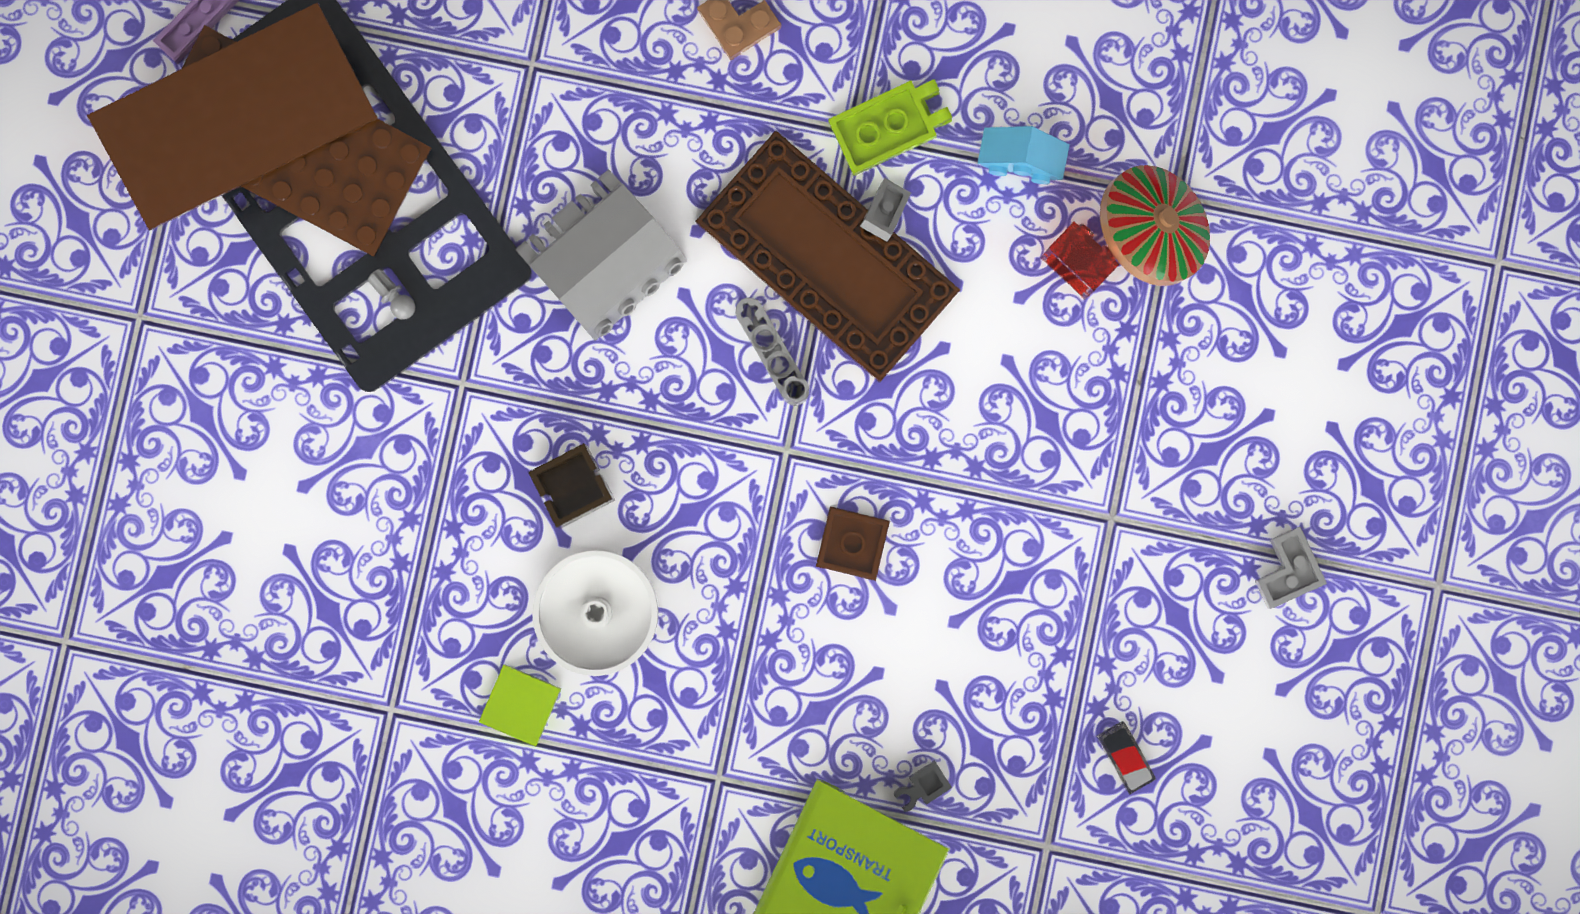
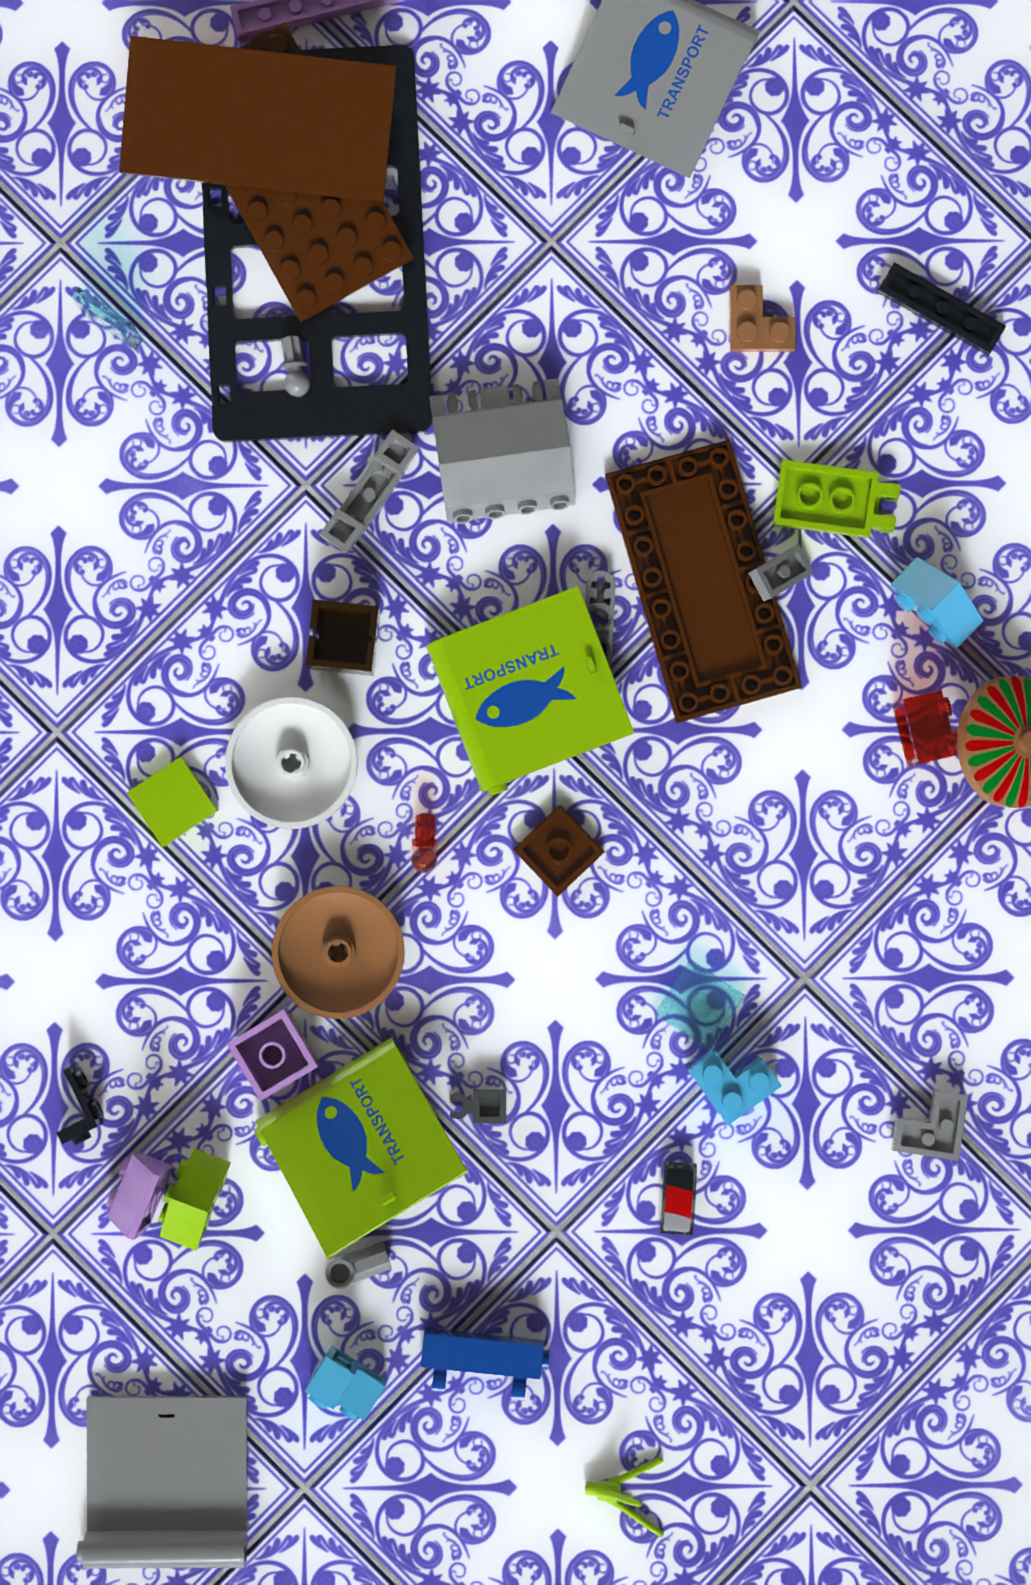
camera: 30 degrees right, 0 degrees up
(216, 353) = (107, 318): none -> clear light blue tile
(518, 356) = (370, 492): none -> light grey slope
(730, 739) = (338, 952): none -> medium nougat dish
(732, 854) = (273, 1054): none -> lavender brick
(747, 431) = (527, 689): none -> lime door
(750, 618) = (424, 858): none -> clear red axle
(1042, 592) = (699, 1004): none -> clear light blue tile
(1115, 646) = (732, 1093): none -> medium azure brick

